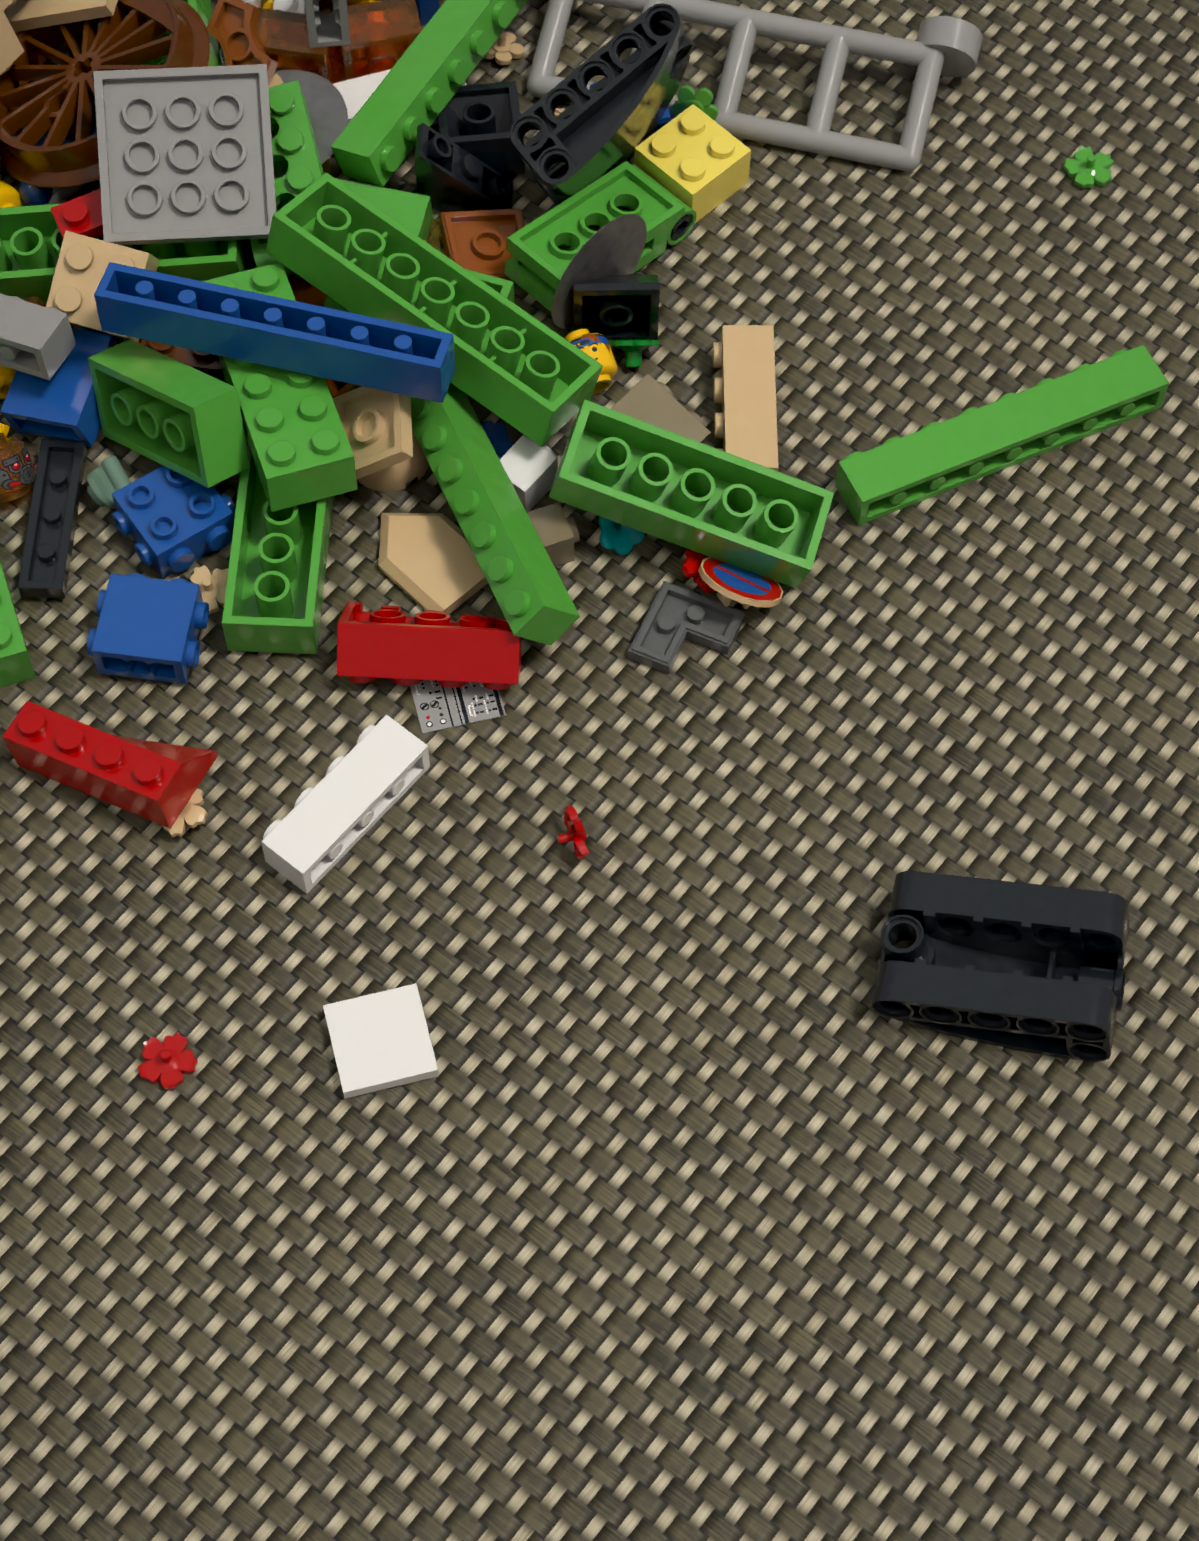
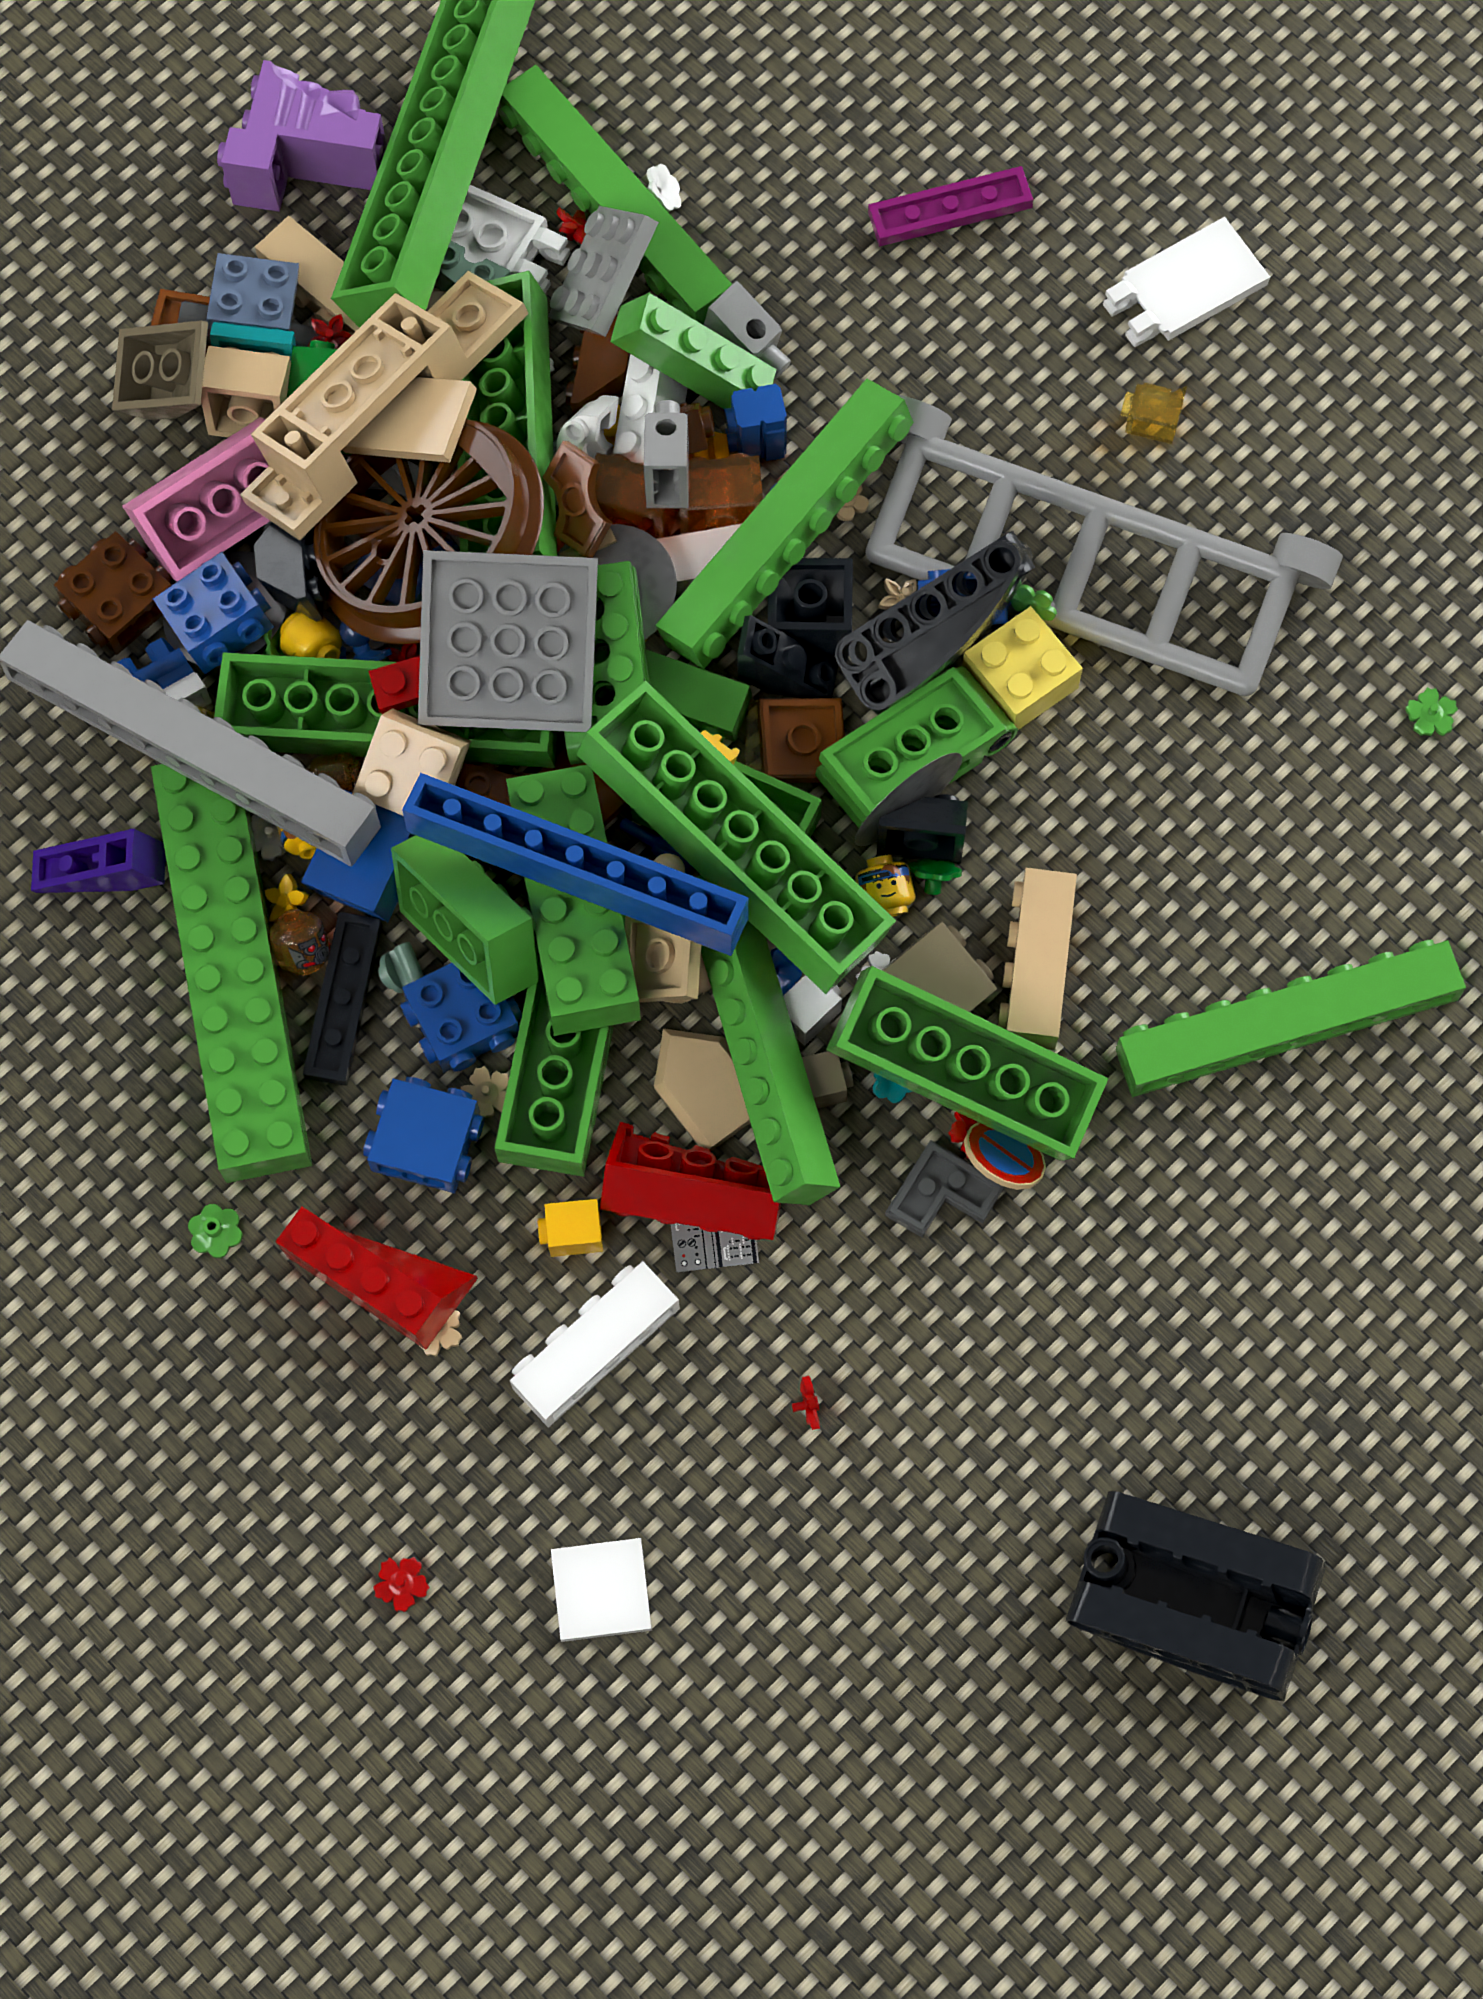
camera: 10 degrees right, 10 degrees up
(310, 698) = (571, 1228): none -> yellow brick

